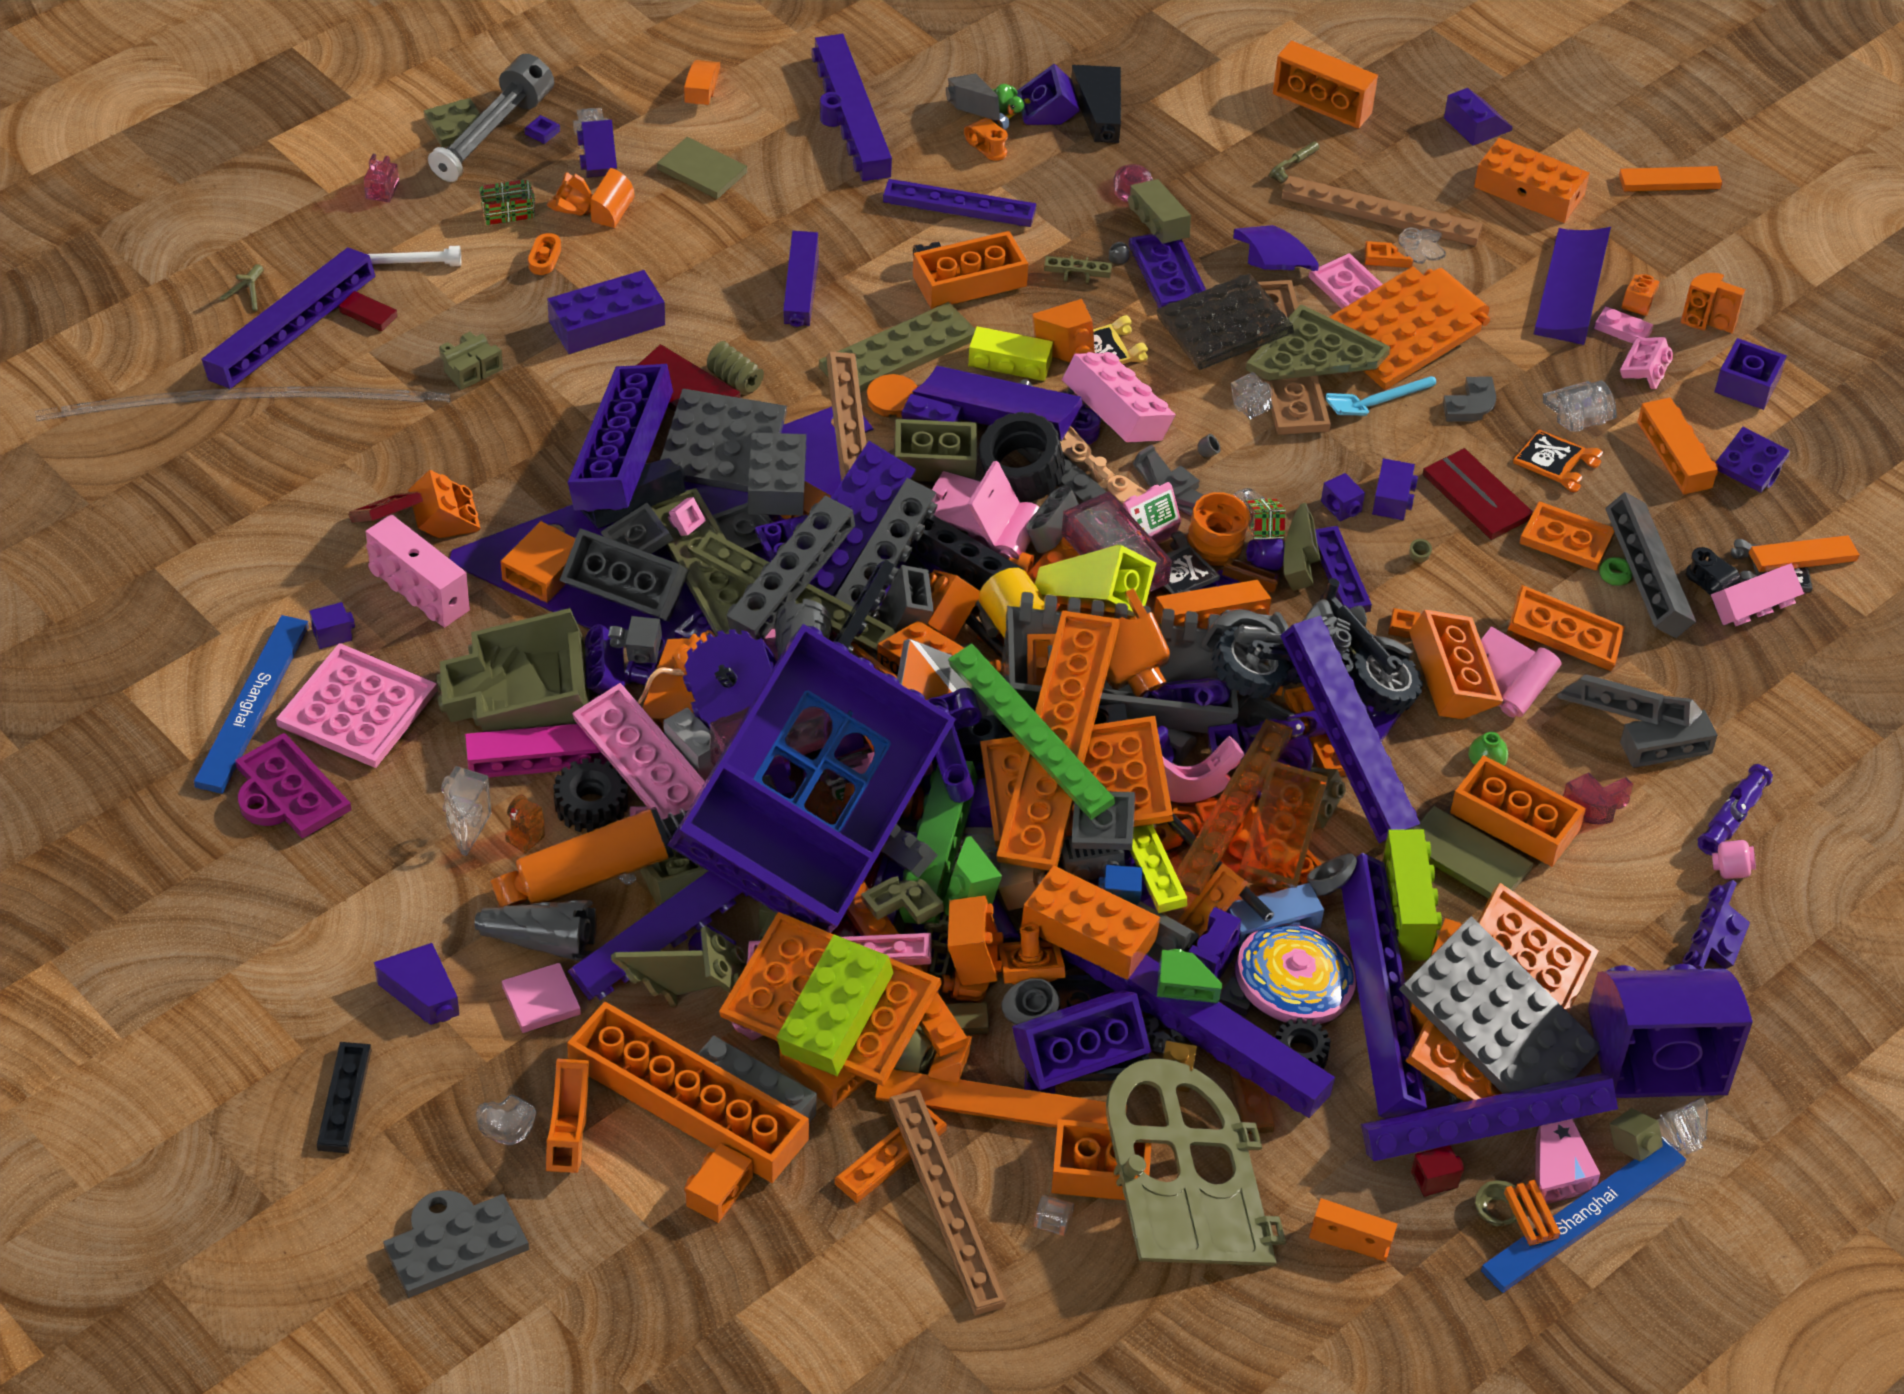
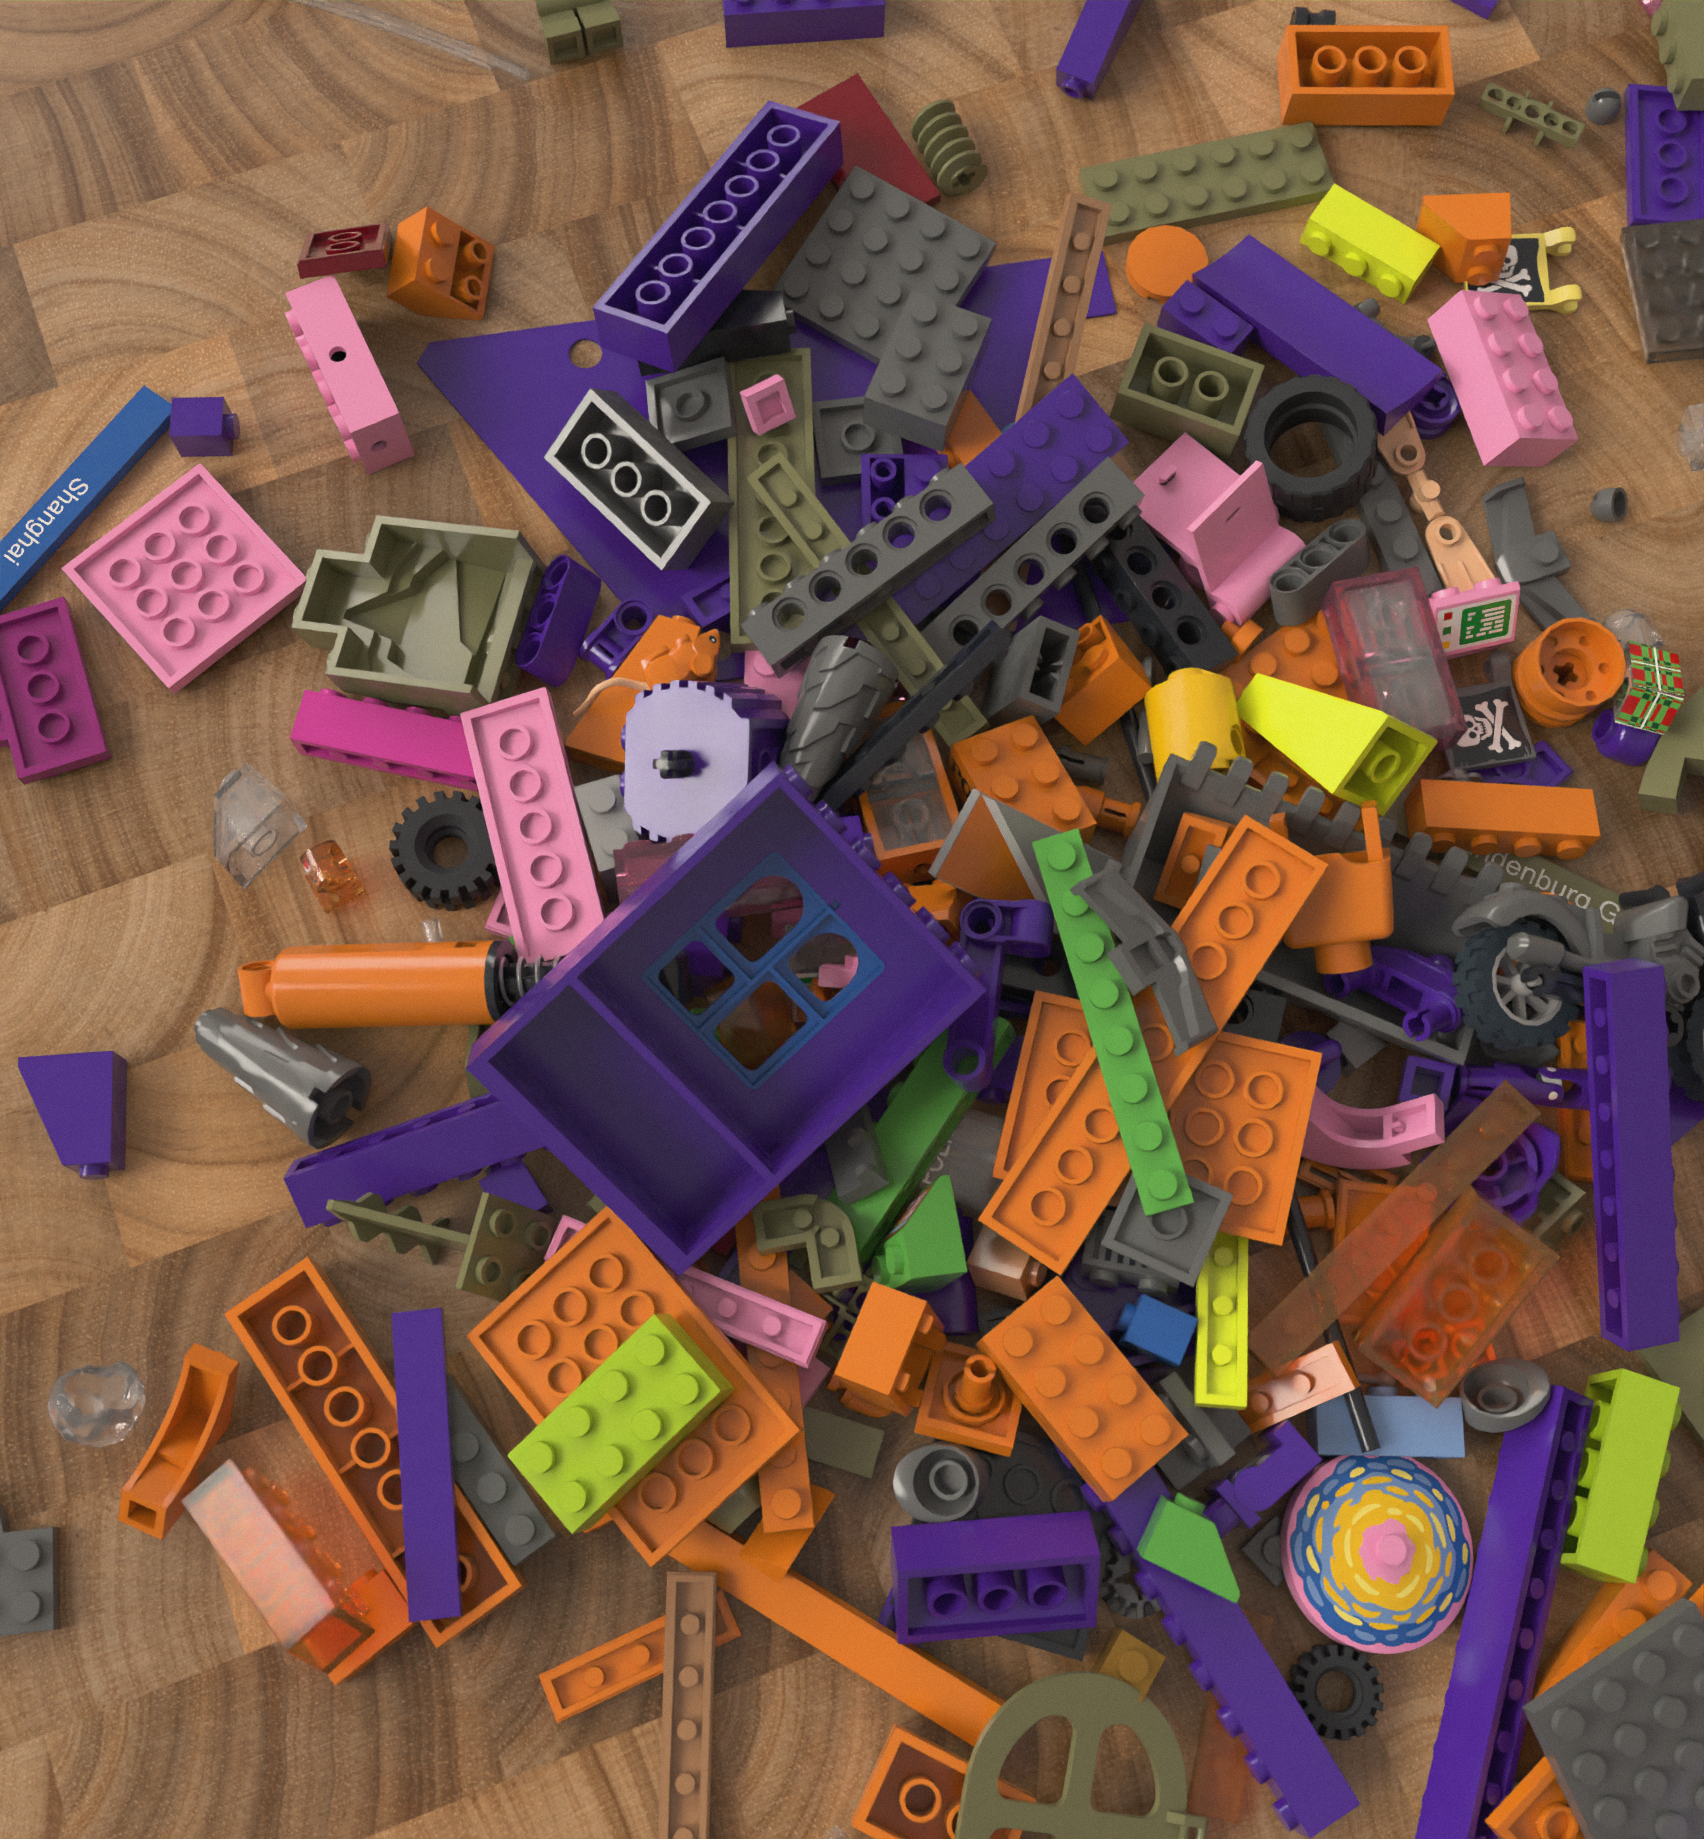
camera: 20 degrees right, 25 degrees up
(538, 561) = (534, 405): orange brick -> none
(541, 997) = (244, 1185): bright pink tile -> none
(641, 639) = (612, 610): dark grey brick -> none
(660, 1146) = (280, 1566): none -> clear orange brick
(726, 1074) = (426, 1465): none -> dark purple tile
(1038, 688) = (1150, 956): none -> dark grey plate
(1247, 572) = (1587, 767): reddish brown tile -> none

